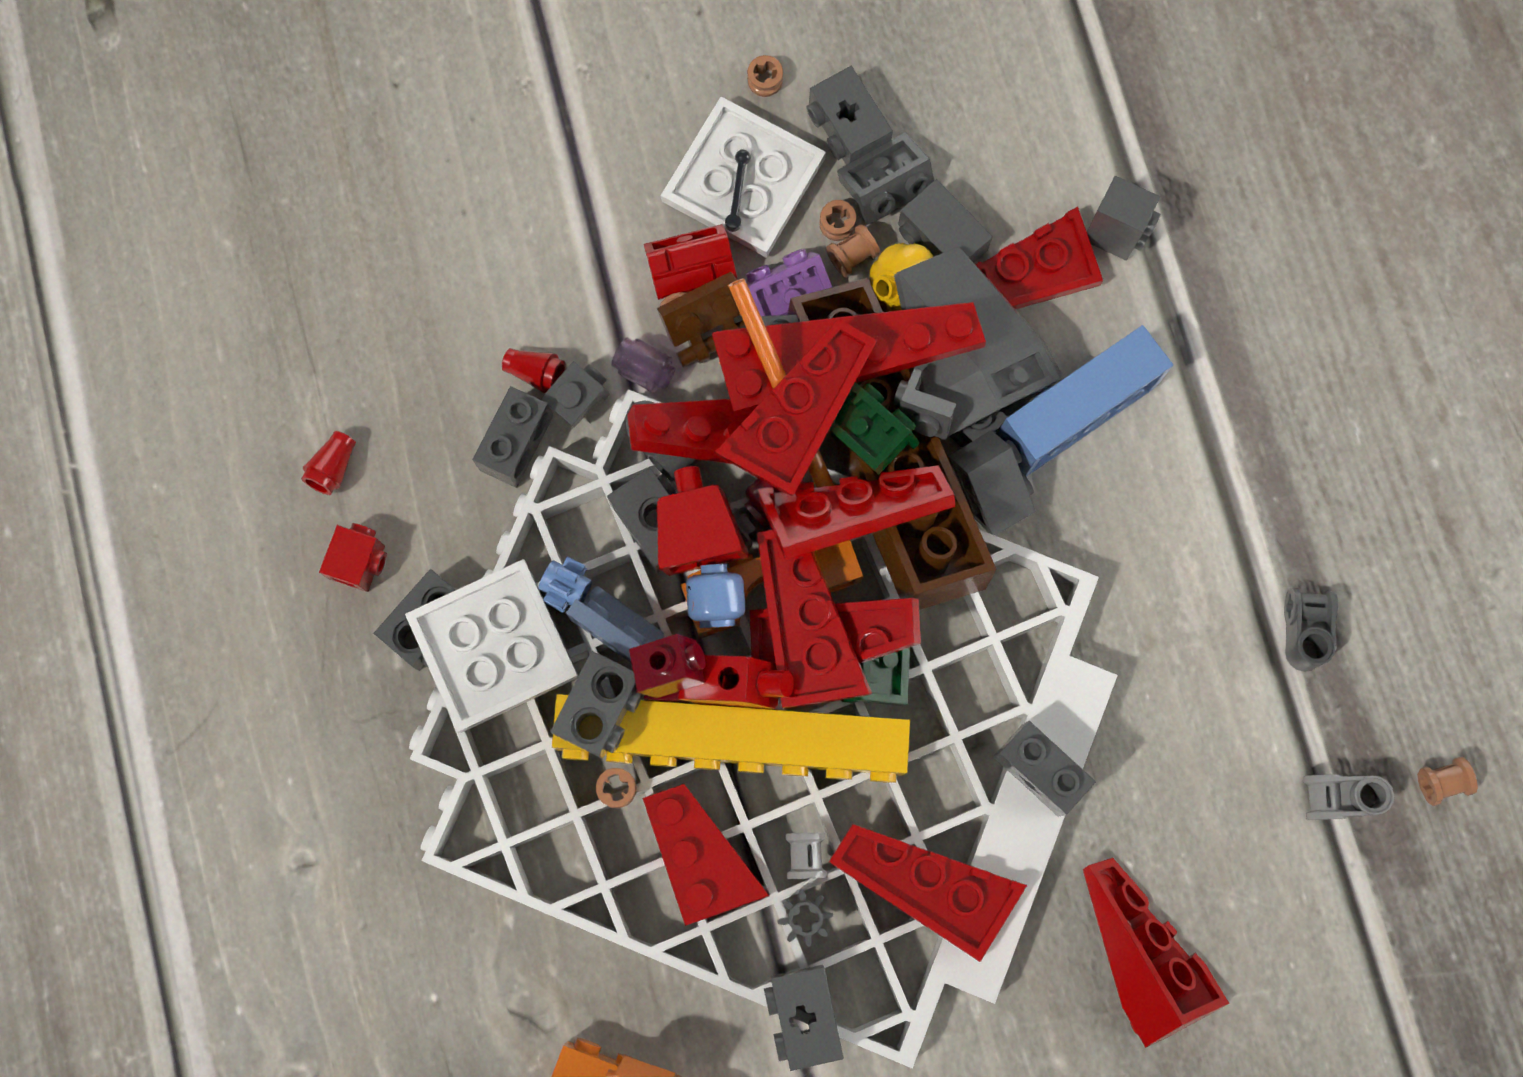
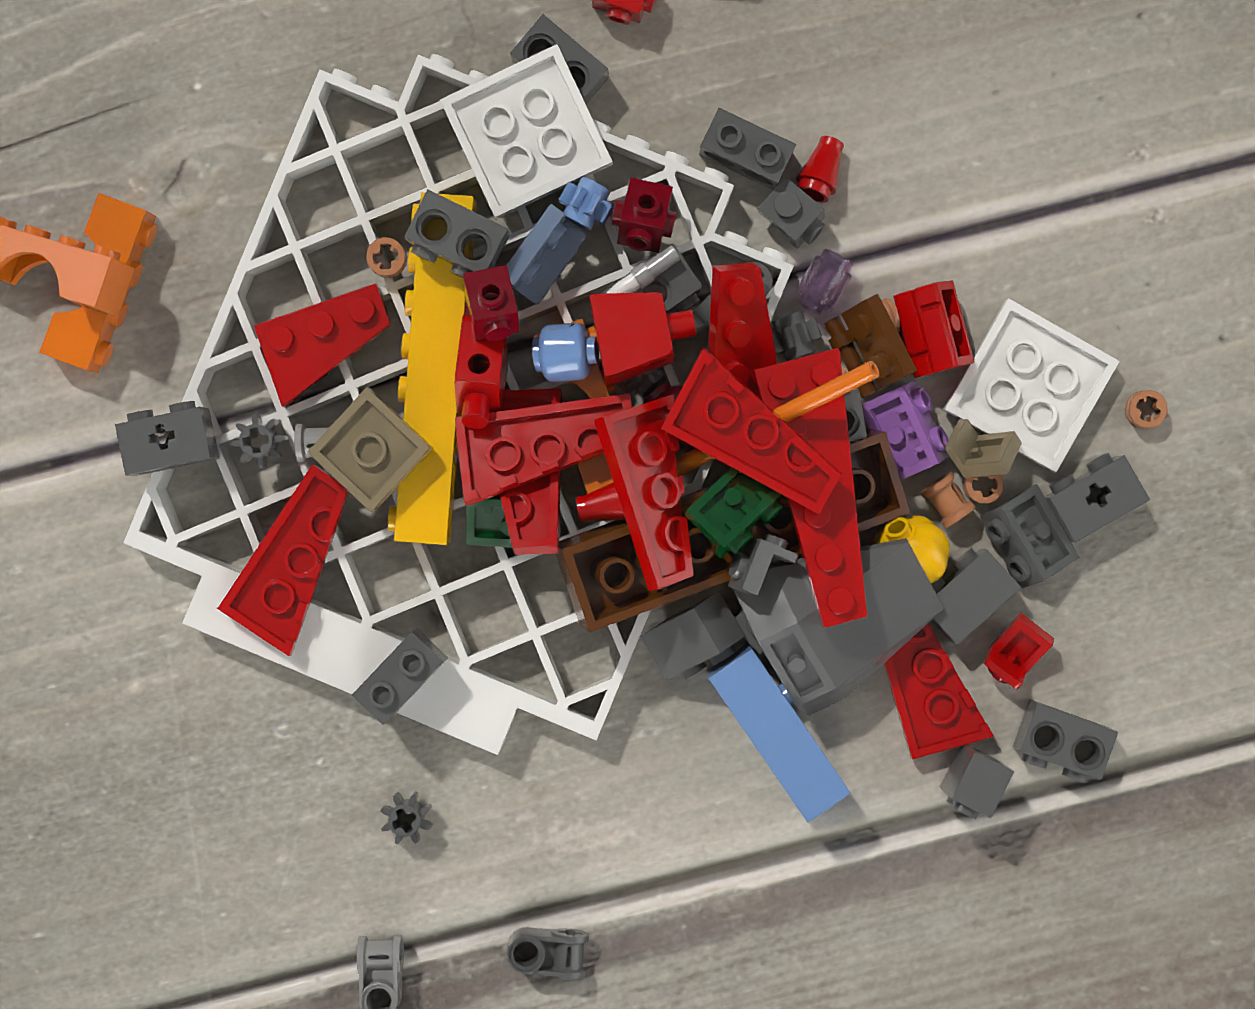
camera: 85 degrees right, 10 degrees up
(578, 526) = (644, 215): none -> dark red brick
(636, 520) = (645, 273): none -> light grey piece
(696, 385) = (795, 336): none -> dark grey gear
(733, 221) = (977, 374): black hinge -> none
(808, 215) = (981, 454): none -> dark tan bracket
(815, 795) = (370, 449): none -> dark tan plate
(867, 557) = (600, 505): none -> red cone
(995, 186) = (1017, 651): none -> red bracket
(1074, 142) = (1067, 733): none -> dark grey brick
(1153, 974) = (215, 778): red wedge -> none
(1192, 778) = (403, 829): none -> dark grey gear

